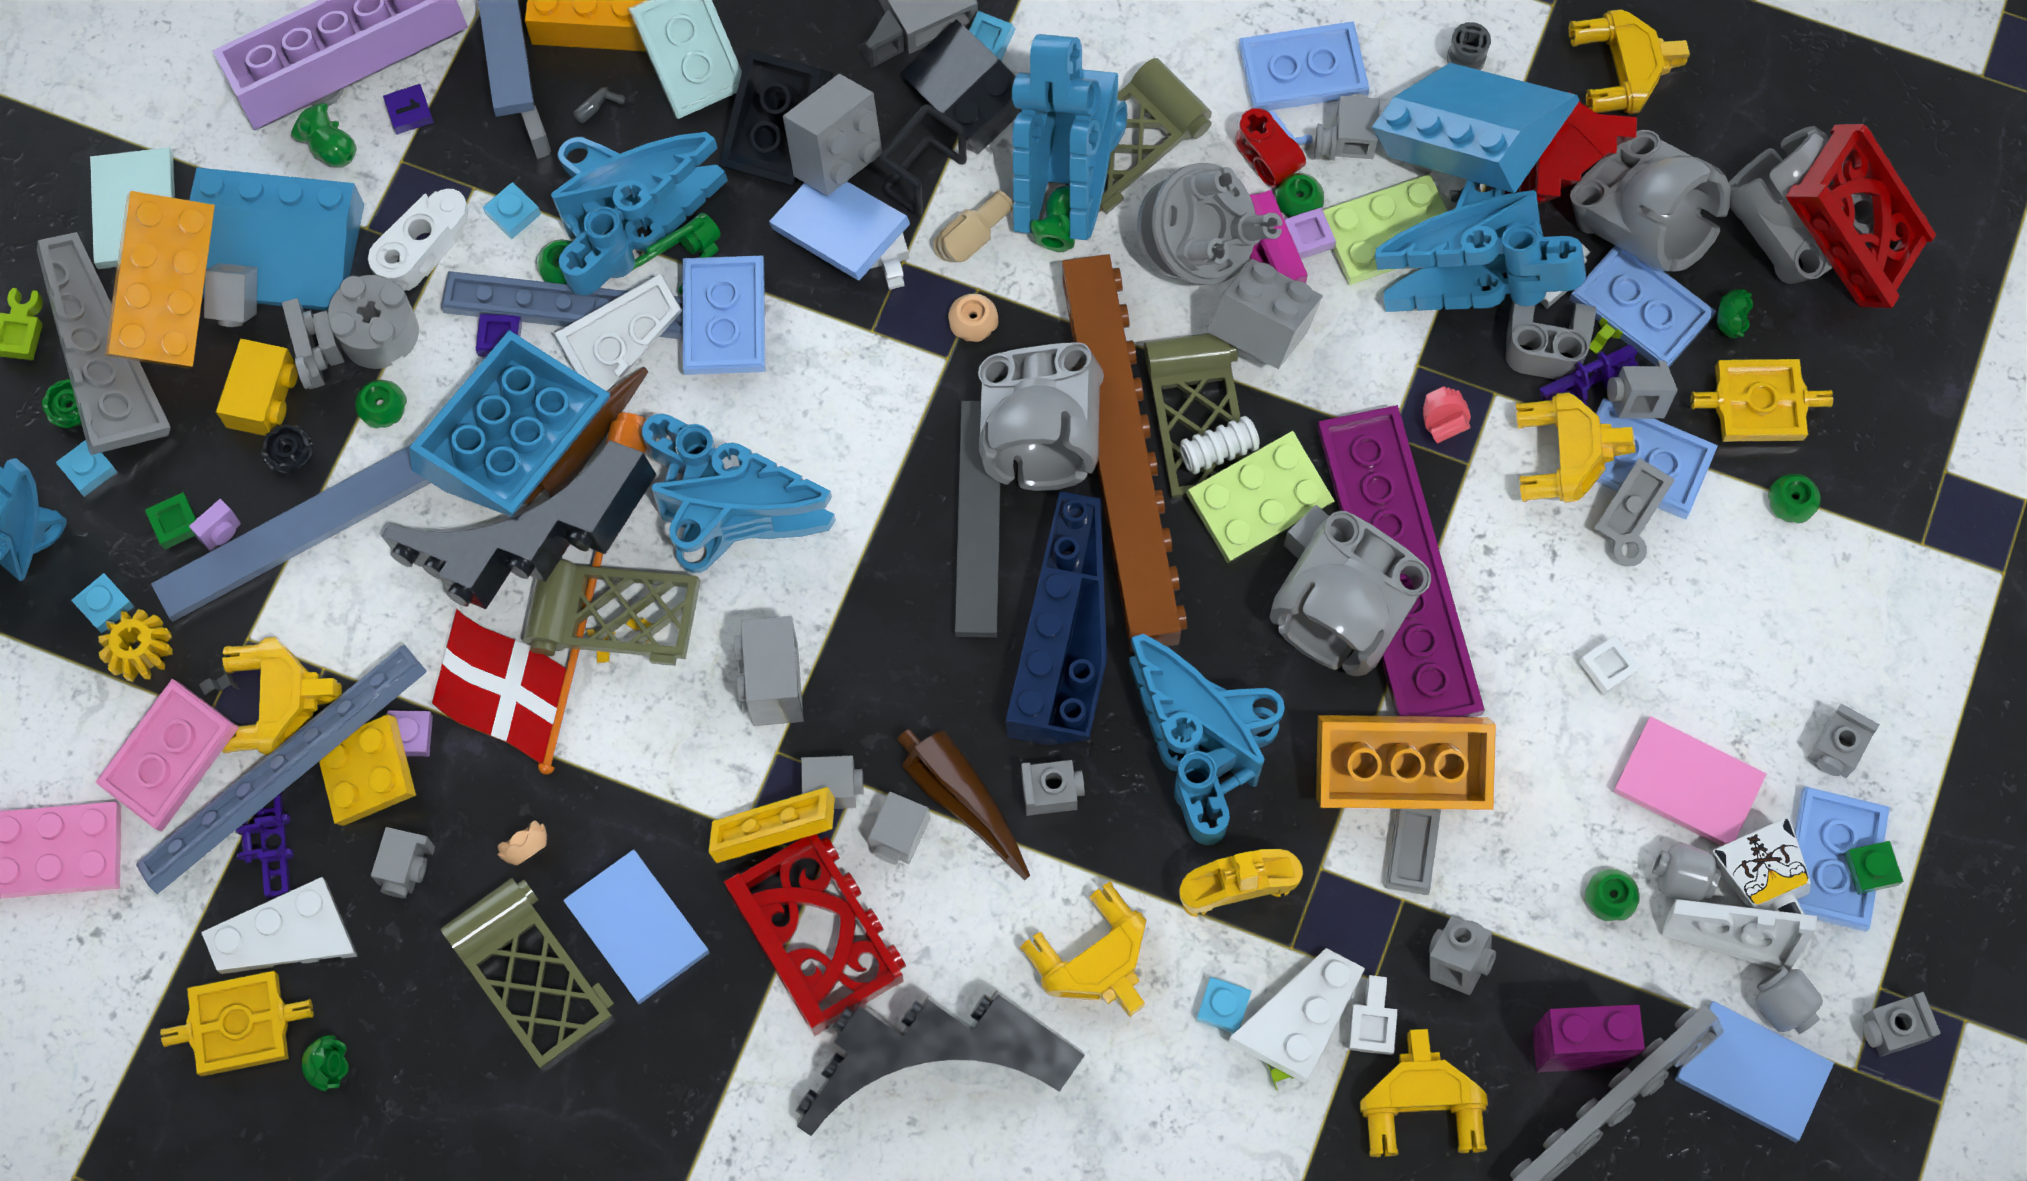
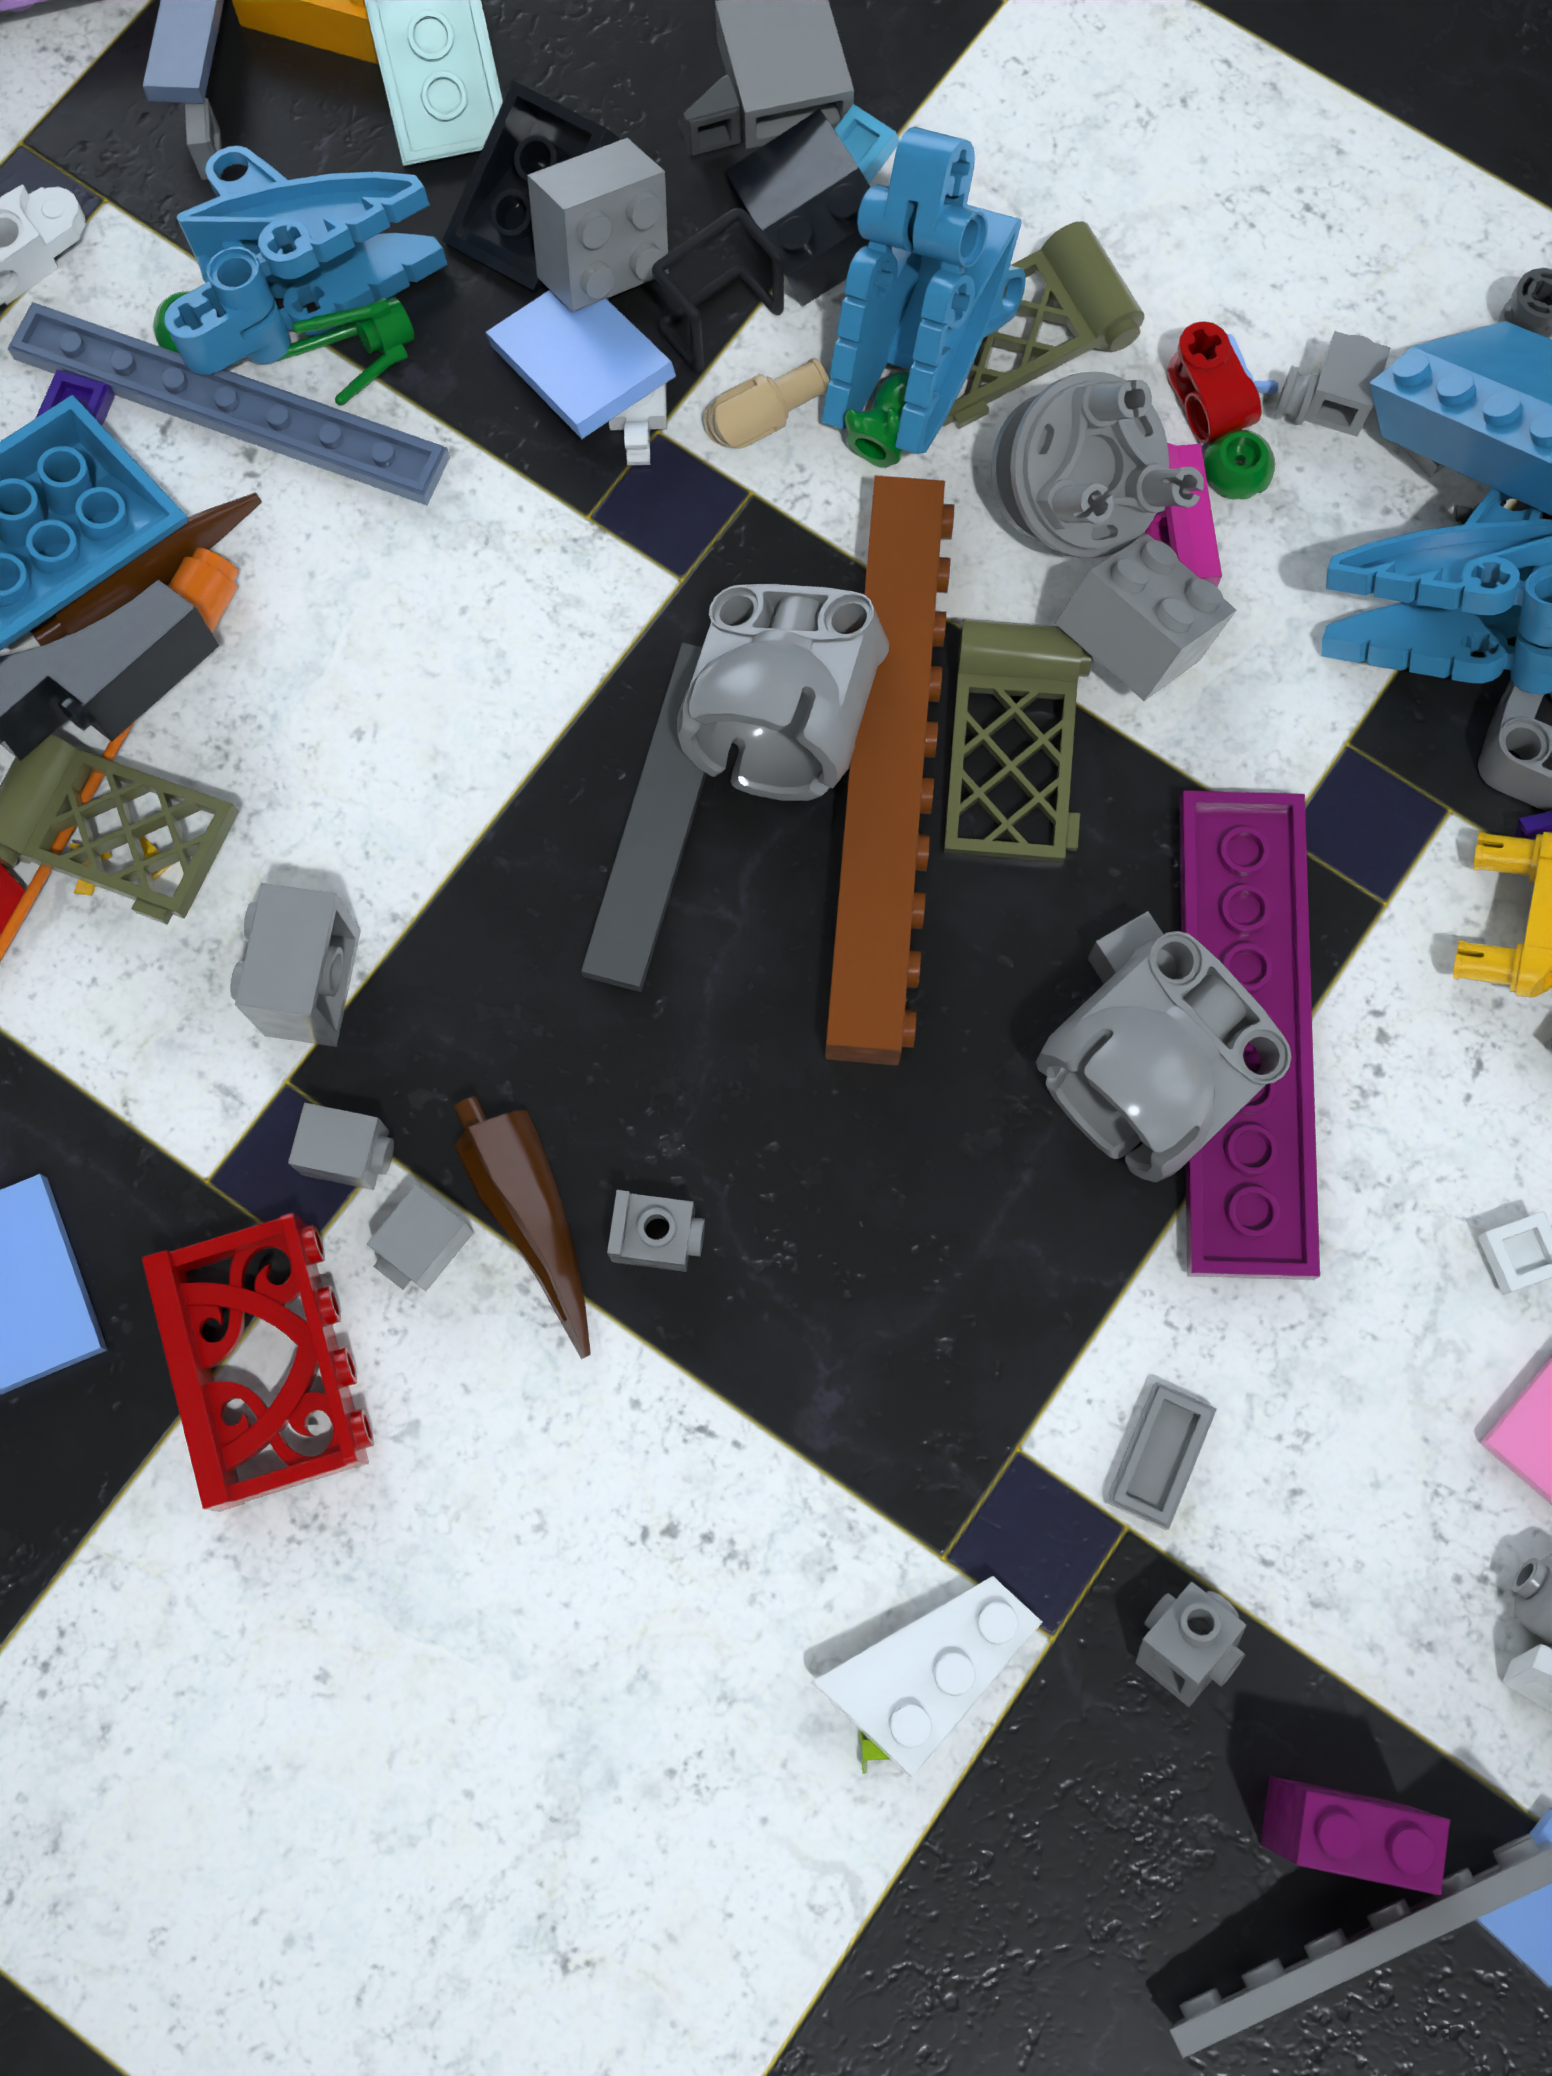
camera: 15 degrees right, 5 degrees up
(408, 109) = (47, 73): dark purple tile -> none
(512, 210) = (144, 240): medium azure plate -> none
(593, 103) = (297, 118): dark grey piece -> none
(620, 332) = (232, 436): white wing -> none
(723, 315) = (384, 446): light blue tile -> none
(730, 503) = (308, 708): dark azure piece -> none
(772, 825) = (236, 1190): yellow plate -> none
(875, 1048) = (379, 1564): black arch -> none
(976, 328) = (736, 545): light nougat plate -> none
(1065, 634) = (734, 1011): dark blue wedge -> none
(1104, 968) = (657, 1523): yellow connector -> none
(1198, 715) = (900, 1185): dark azure piece -> none
(1219, 444) = (1030, 791): white piece -> none
(1223, 1005) = (820, 1622): medium azure plate -> none
(1240, 879) = (889, 1449): yellow connector -> none
(1259, 496) = (1069, 879): yellowish green plate -> none
(1303, 66) = (1291, 283): light blue tile -> none
(1311, 233) = (1242, 518): lavender plate -> none
(1372, 1024) = (1030, 1712): white plate -> none
(1374, 219) = (1320, 521): yellowish green plate -> none
(1405, 762) = (1183, 1330): light orange brick -> none
(1419, 1085) = (1084, 1827): yellow connector -> none
(1445, 413) = (1371, 823): coral piece -> none
(1609, 908) = (1421, 1603): green plate -> none

